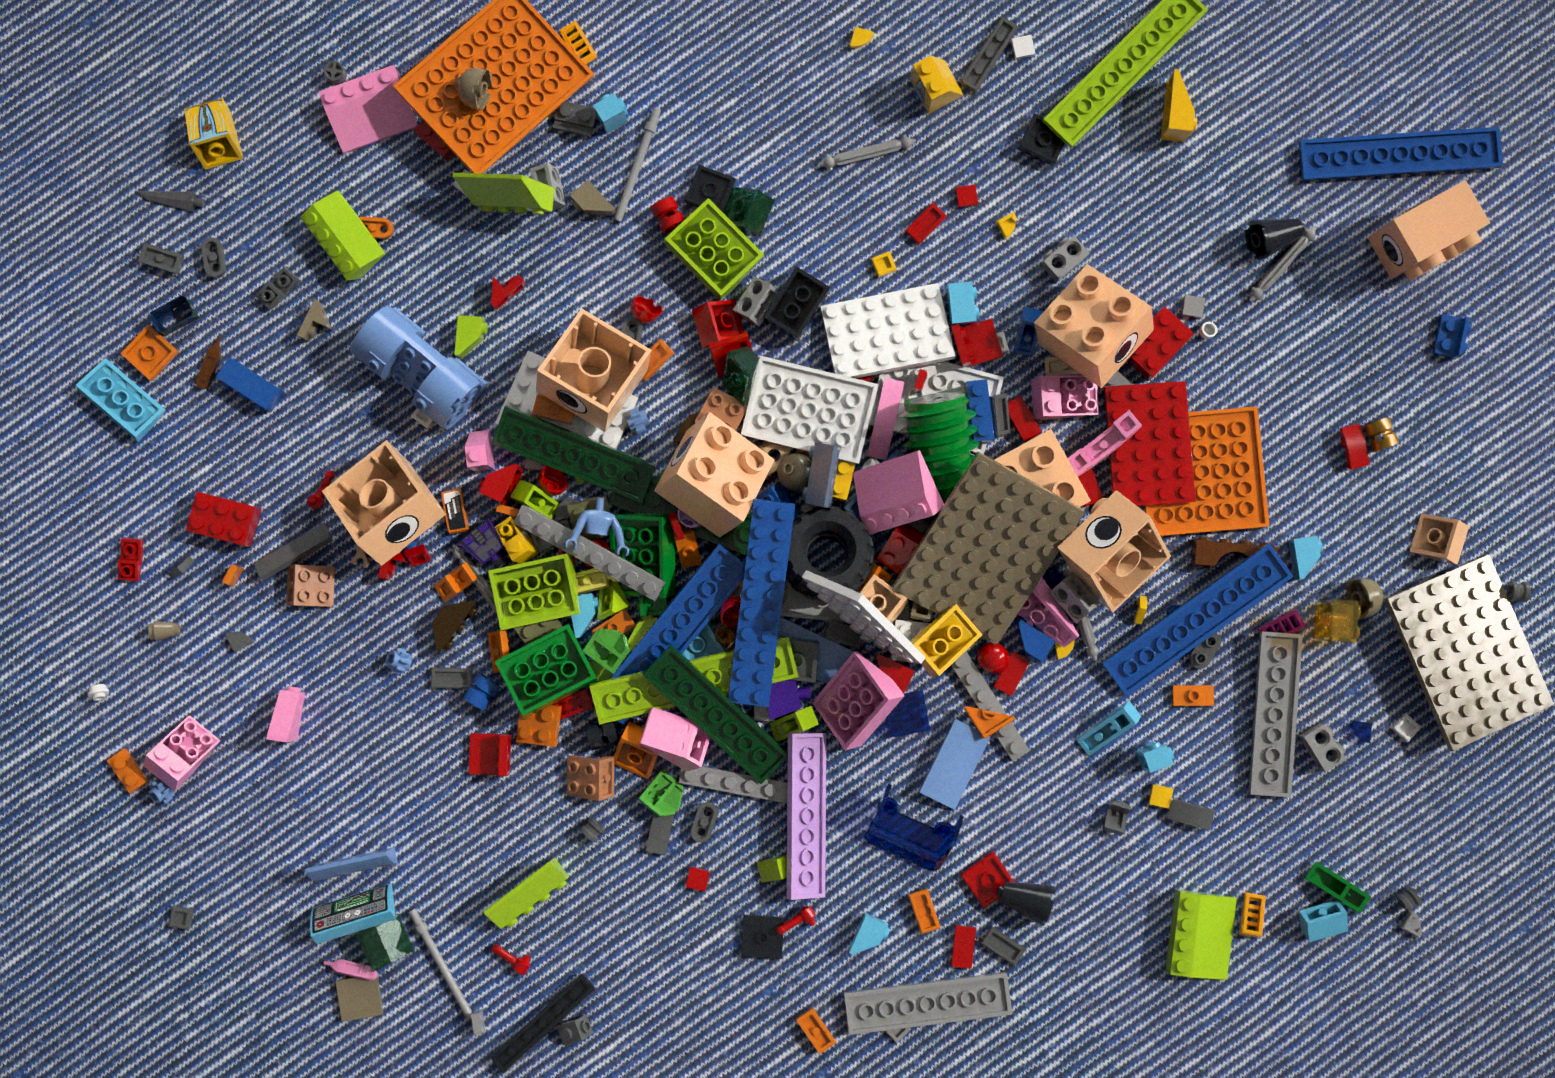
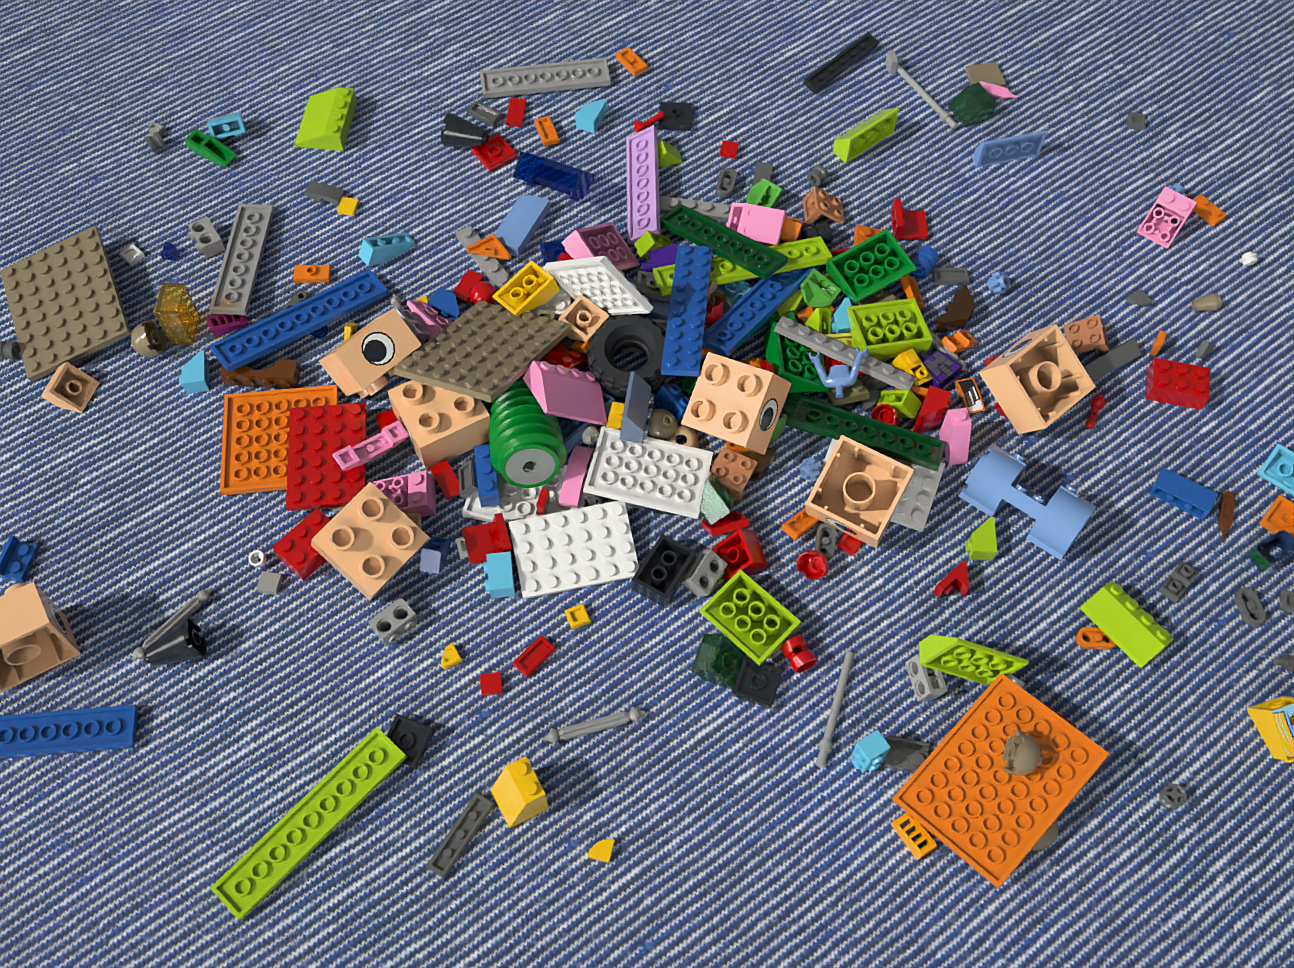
camera: 175 degrees right, 25 degrees down
(131, 559) = (1251, 356): red slope -> none
(287, 715) = (1085, 240): bright pink slope -> none
(315, 316) = (1133, 551): dark tan slope -> none
(352, 914) = (1002, 119): slope -> none
(367, 109) = (1136, 758): bright pink slope -> none
(520, 964) = (864, 95): red piece -> none
(575, 1030) = (814, 58): dark grey bracket -> none
(591, 201) = (878, 667): dark tan slope -> none
(1023, 47) = (422, 844): white tile -> none
(1116, 817) = (387, 189): dark grey bracket -> none
(1155, 756) = (349, 222): medium azure brick -> none
(1178, 110) = (261, 761): yellow slope -> none
(1245, 914) = (283, 121): light orange slope -> none
(1356, 449) = (132, 462): red slope -> none
(1381, 426) = (105, 469): pearl gold wheel -> none

